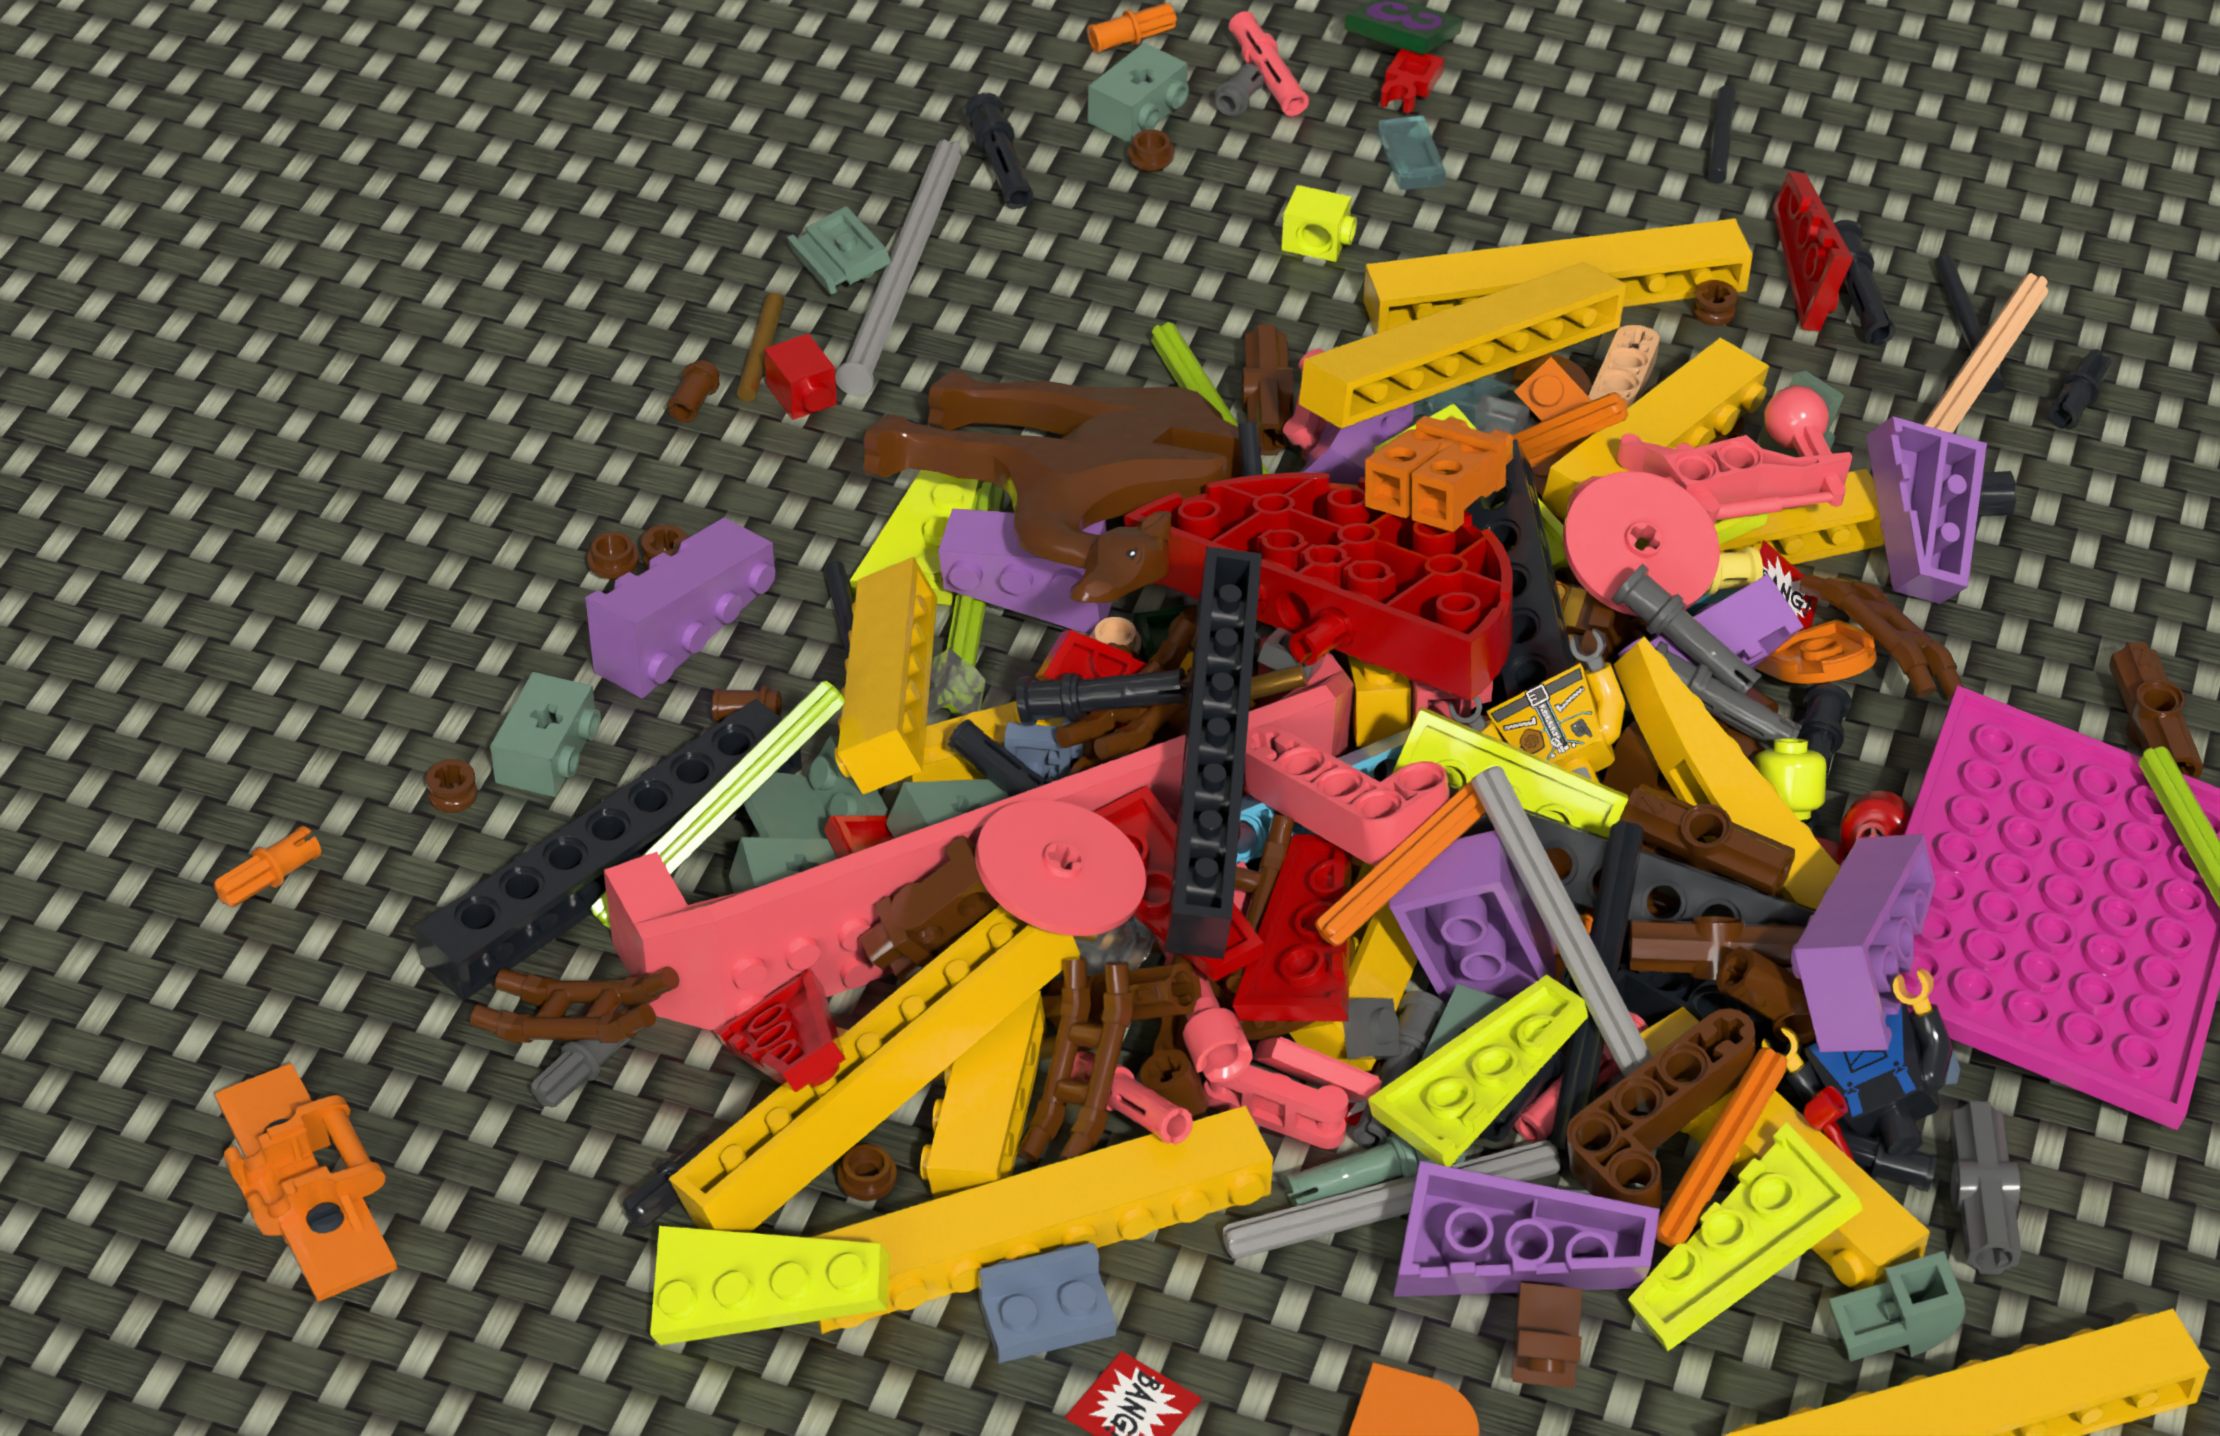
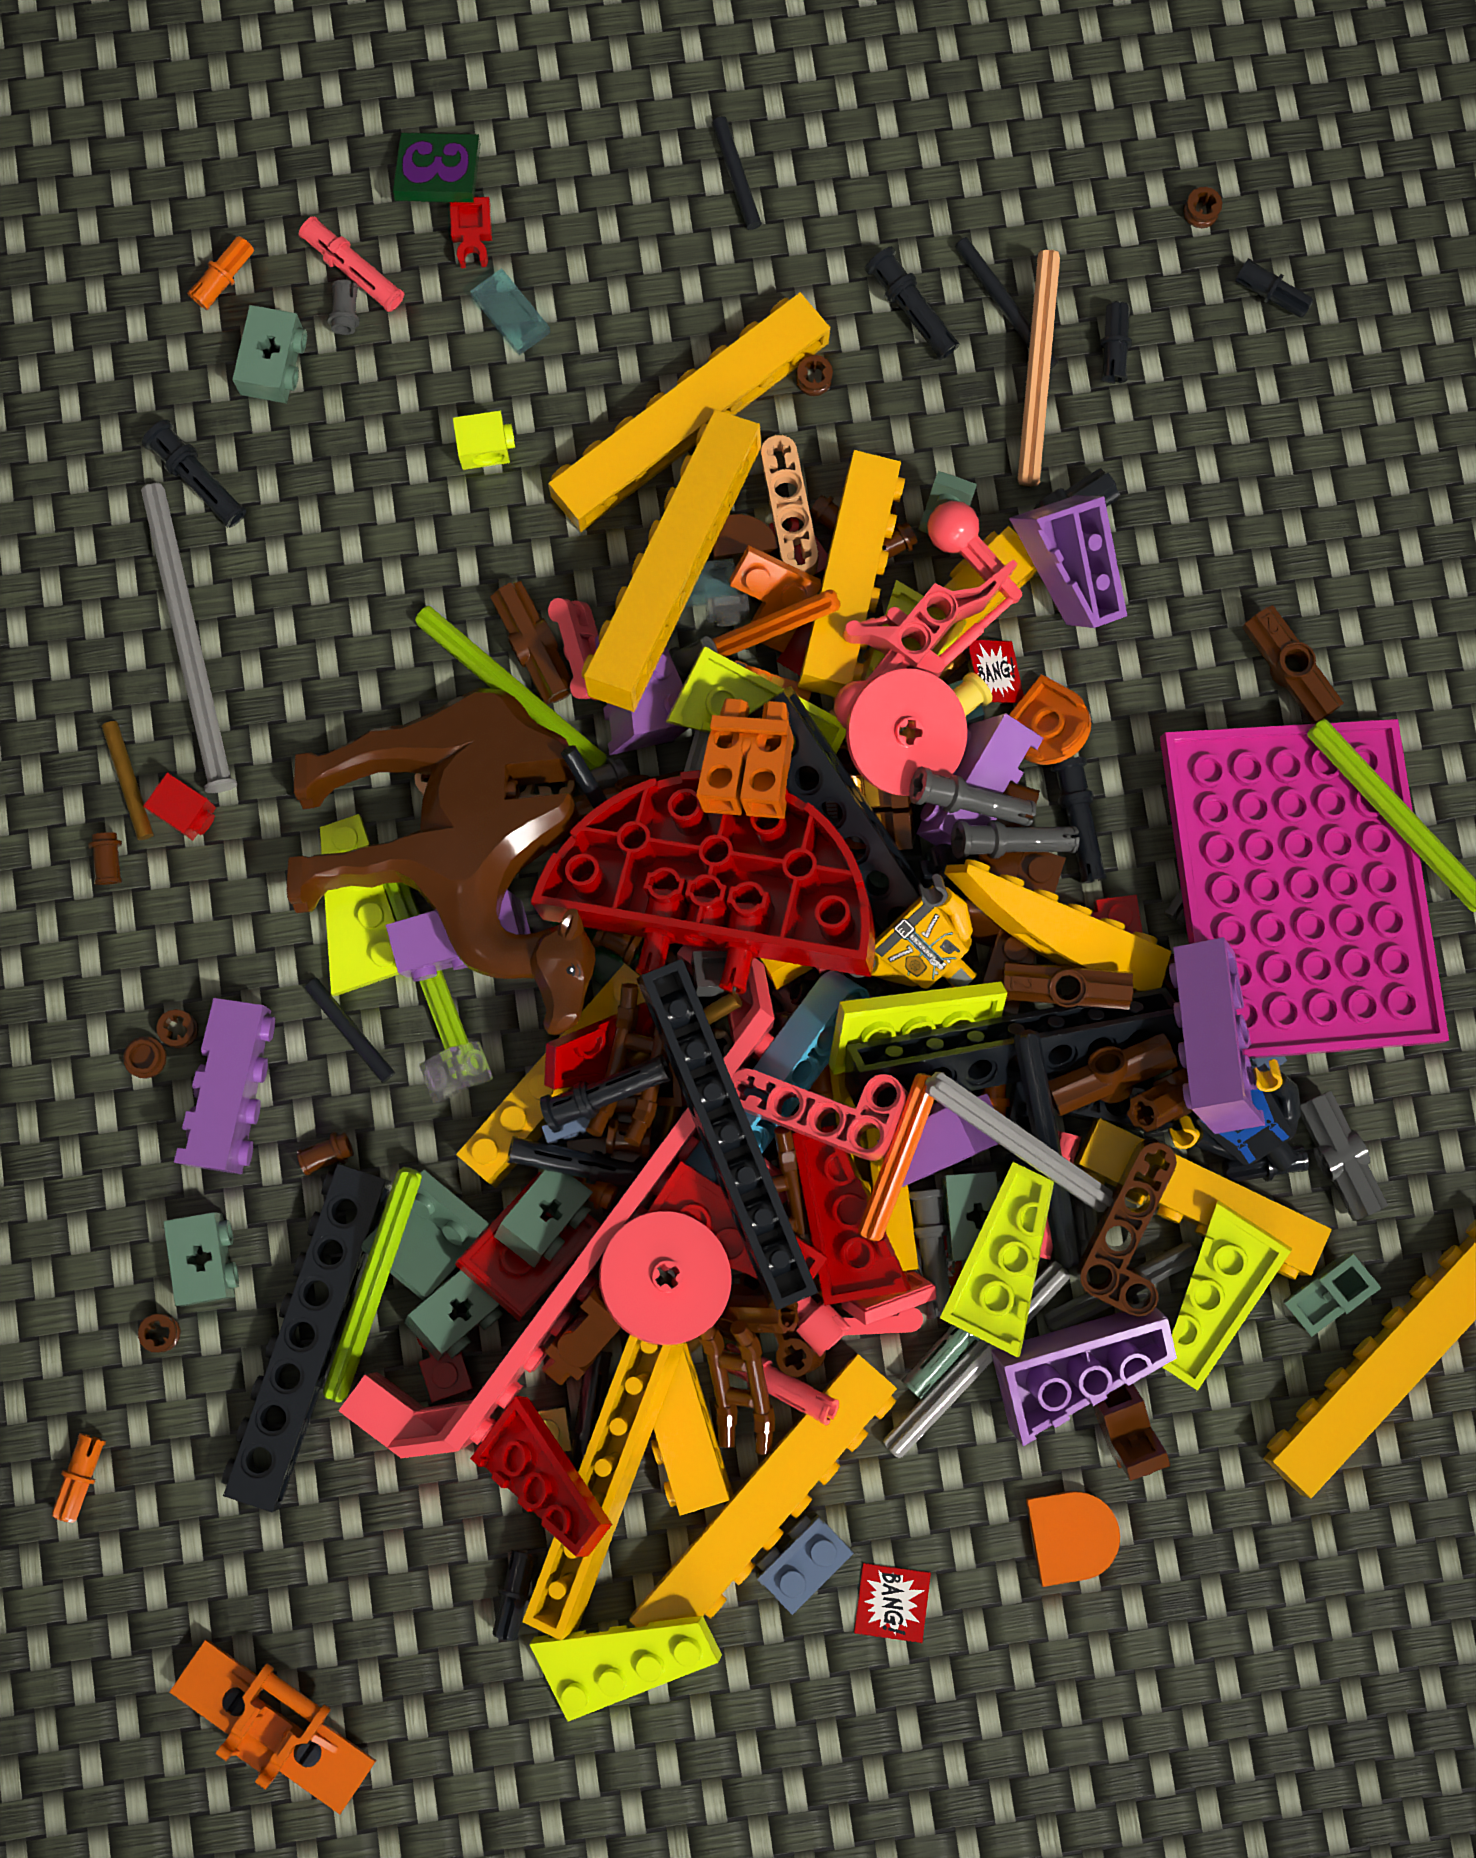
camera: 30 degrees left, 35 degrees up
(556, 998) = (350, 1480): reddish brown piece -> none
(577, 1063) = (393, 1528): dark grey axle -> none
(839, 250) = (132, 653): sand green plate -> none
(863, 1161) = (644, 1527): reddish brown plate -> none
(887, 677) = (423, 1104): yellow brick -> none
(1151, 150) = (311, 414): reddish brown plate -> none
(1372, 1029) = (912, 1251): dark grey plate -> none
(1720, 1147) = (1178, 1234): orange axle -> none
(1795, 774) = (1088, 880): neon yellow head -> none
(1812, 250) = (870, 296): red wing -> none
(1823, 1113) = (1235, 1171): red hand -> none
(1874, 811) = (1154, 877): red head -> none
(1892, 629) = (1062, 675): reddish brown piece -> none

